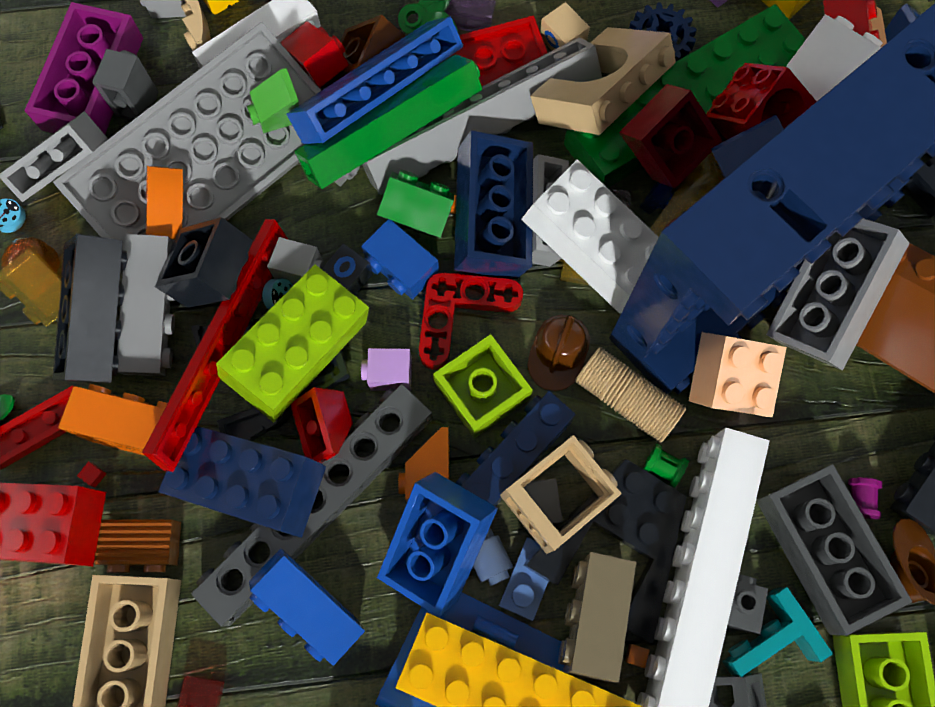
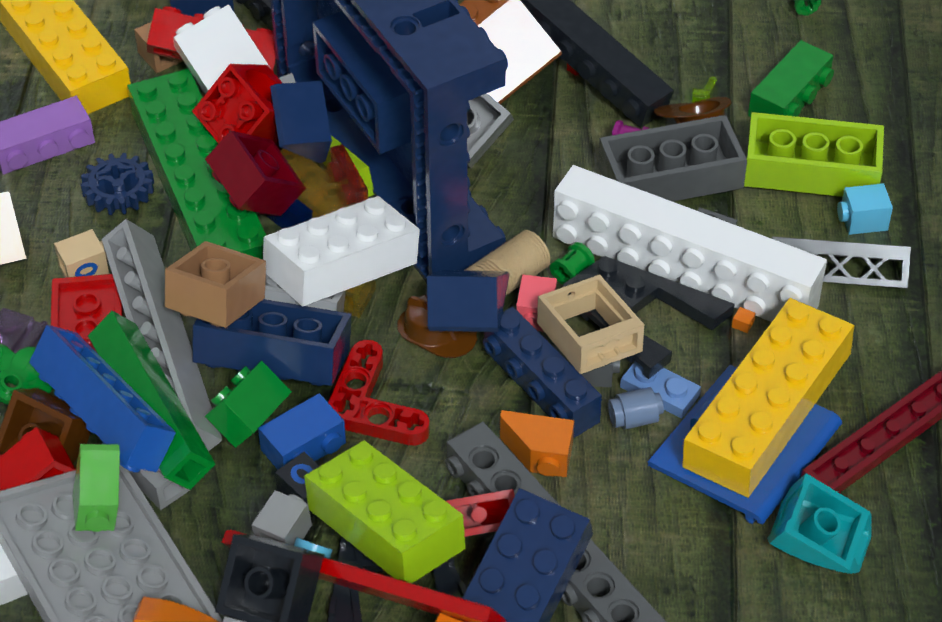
camera: 80 degrees left, 25 degrees down
(305, 608) = (660, 549): blue brick -> none
(387, 369) = (426, 458): lavender brick -> none
(436, 543) = (619, 424): blue brick -> none
(482, 386) = (464, 381): lime brick -> none
(513, 133) = (215, 284): none -> medium nougat brick
(568, 366) = (466, 300): none -> dark blue slope
(598, 618) = (706, 320): dark tan brick -> none
(604, 436) = (530, 289): none -> coral brick
(634, 64) = (152, 188): tan arch -> none
(737, 374) = (503, 185): light nougat brick -> none
(777, 635) = (740, 203): teal bracket -> none

